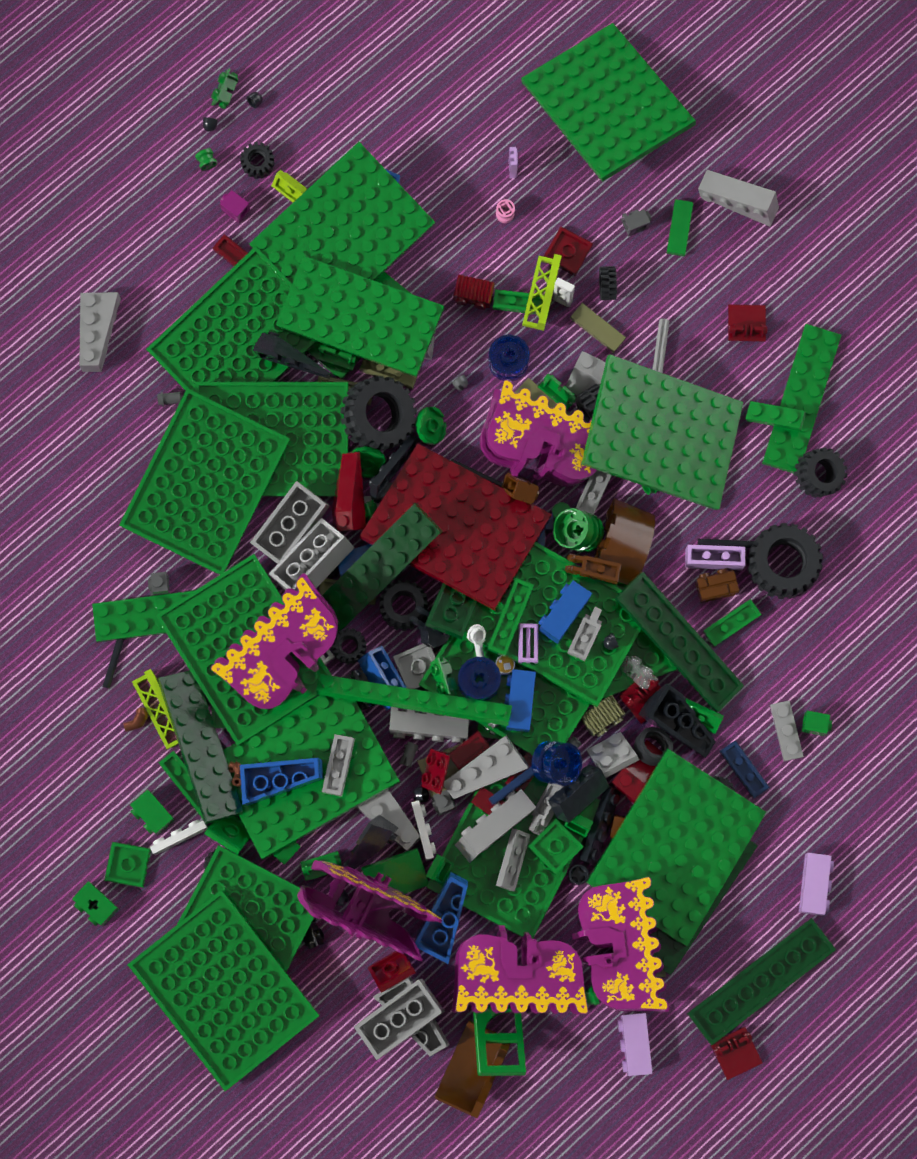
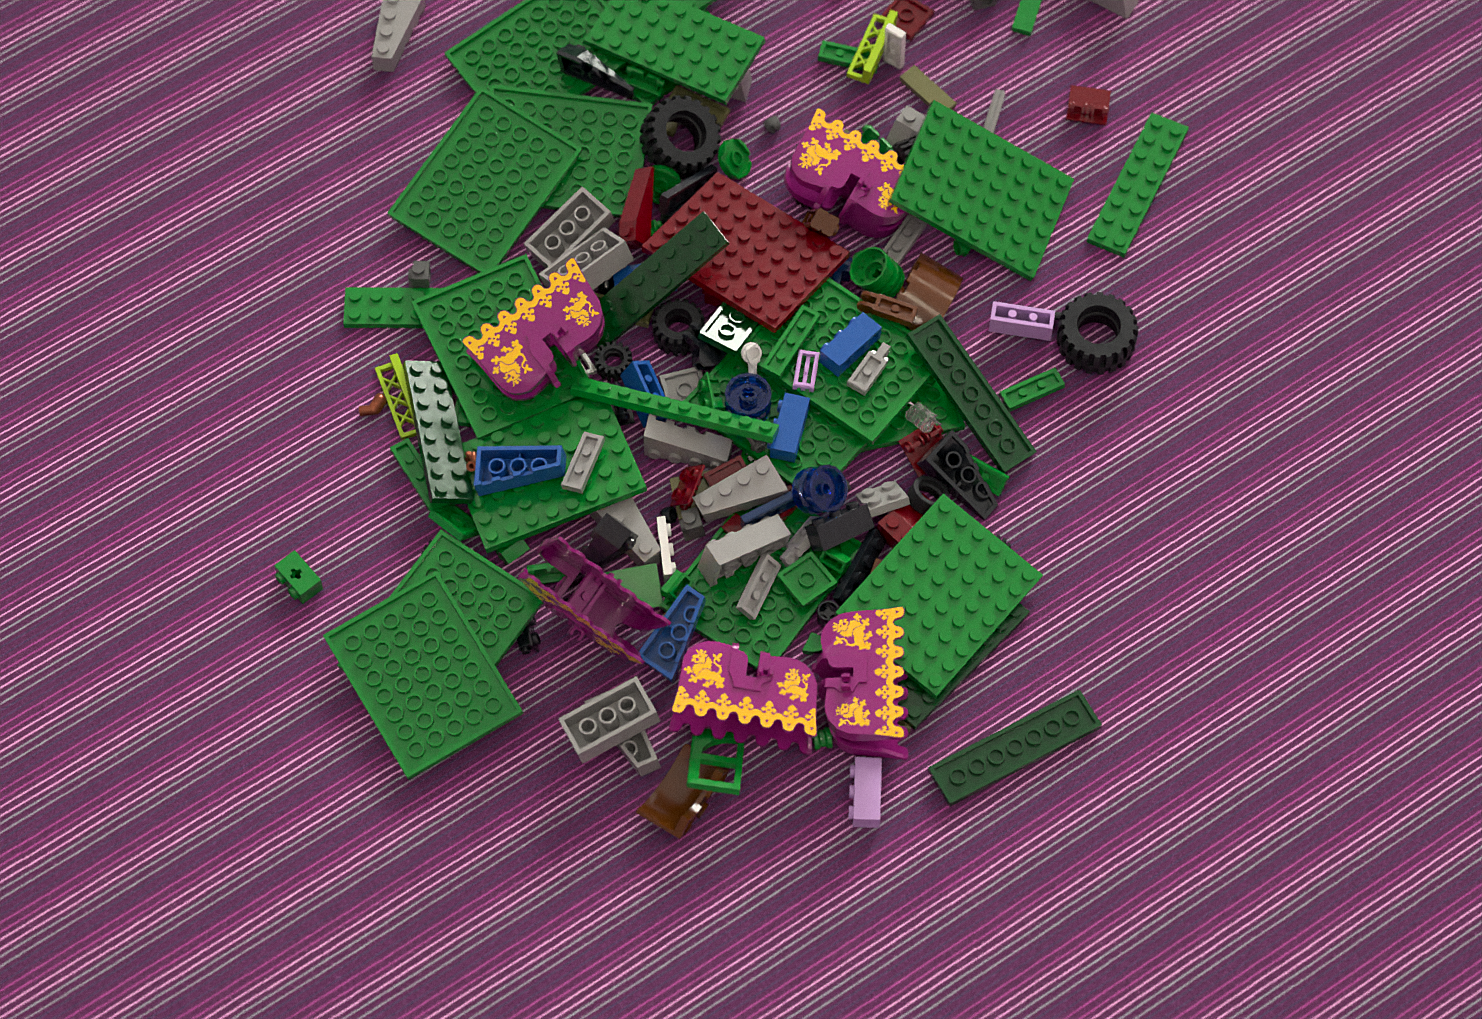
camera: 10 degrees right, 15 degrees down
(113, 663) = (358, 349): black bar -> none
(127, 864) = (339, 545): green tile -> none
(151, 812) = (374, 495): green brick -> none
(168, 398) = (457, 103): dark grey pin -> none
(178, 836) = (399, 523): white plate -> none
(391, 970) = (607, 679): dark red tile -> none
(409, 754) = (663, 471): dark grey pin -> none
(473, 291) = (800, 40): dark red brick -> none
(499, 354) = (830, 97): clear blue wheel -> none
(505, 665) = (778, 392): pearl gold tile -> none
(570, 903) = (813, 644): none -> green tile
(600, 717) = (877, 462): olive brick -> none
(607, 283) = (943, 46): black tyre -> none
(610, 642) = (895, 380): black hinge -> none
(717, 585) = (1020, 351): reddish brown brick -> none
(736, 1053) = (977, 817): dark red hinge -> none
(744, 769) = (1025, 536): dark blue tile -> none
(775, 416) = (1106, 194): green plate -> none
(786, 731) = (1077, 503): light grey plate -> none
(816, 723) = (1110, 498): green brick -> none
(816, 884) = (1088, 657): lavender brick -> none
(834, 469) = (1155, 240): black tyre -> none

